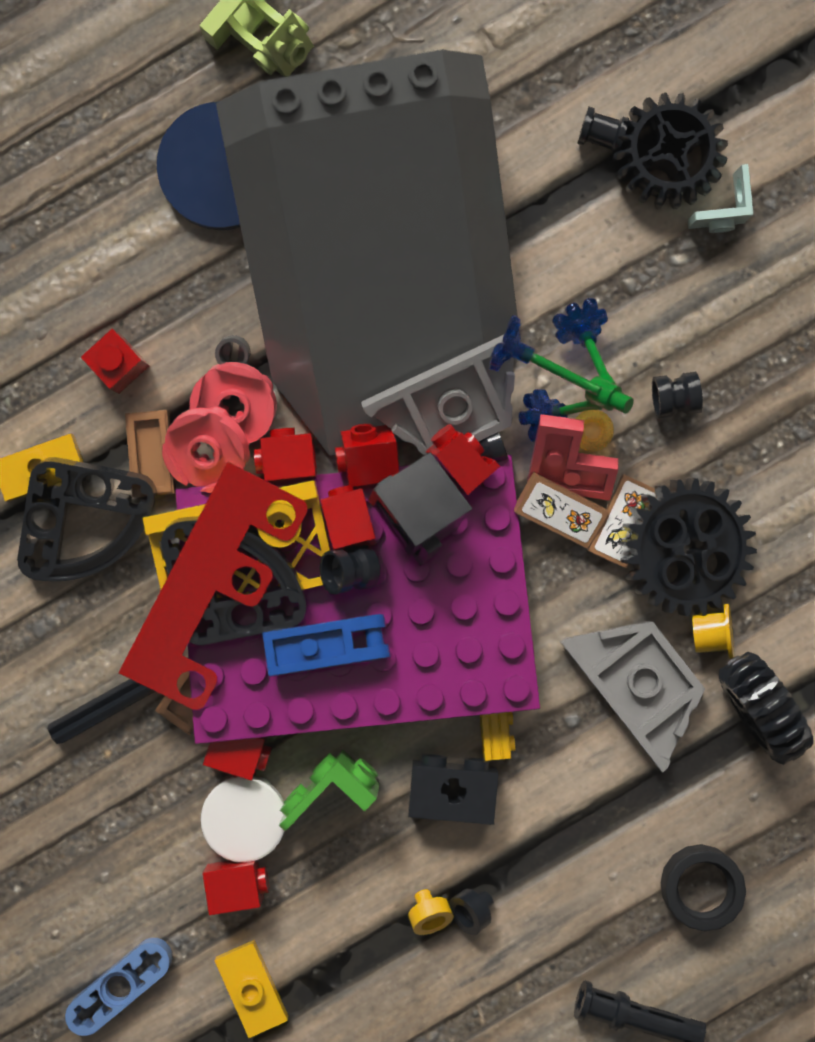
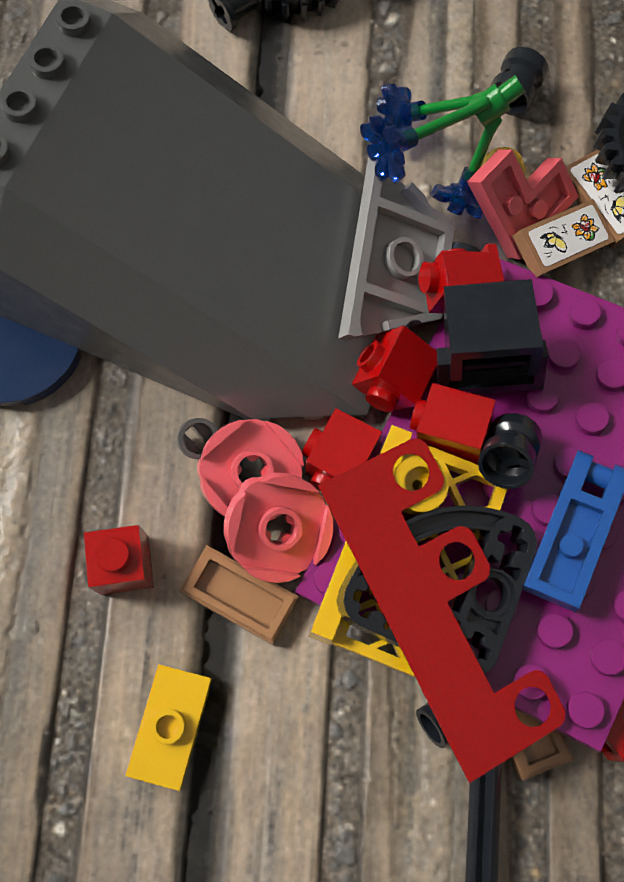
camera: 60 degrees left, 15 degrees down
(71, 491) = (223, 703): black beam -> none

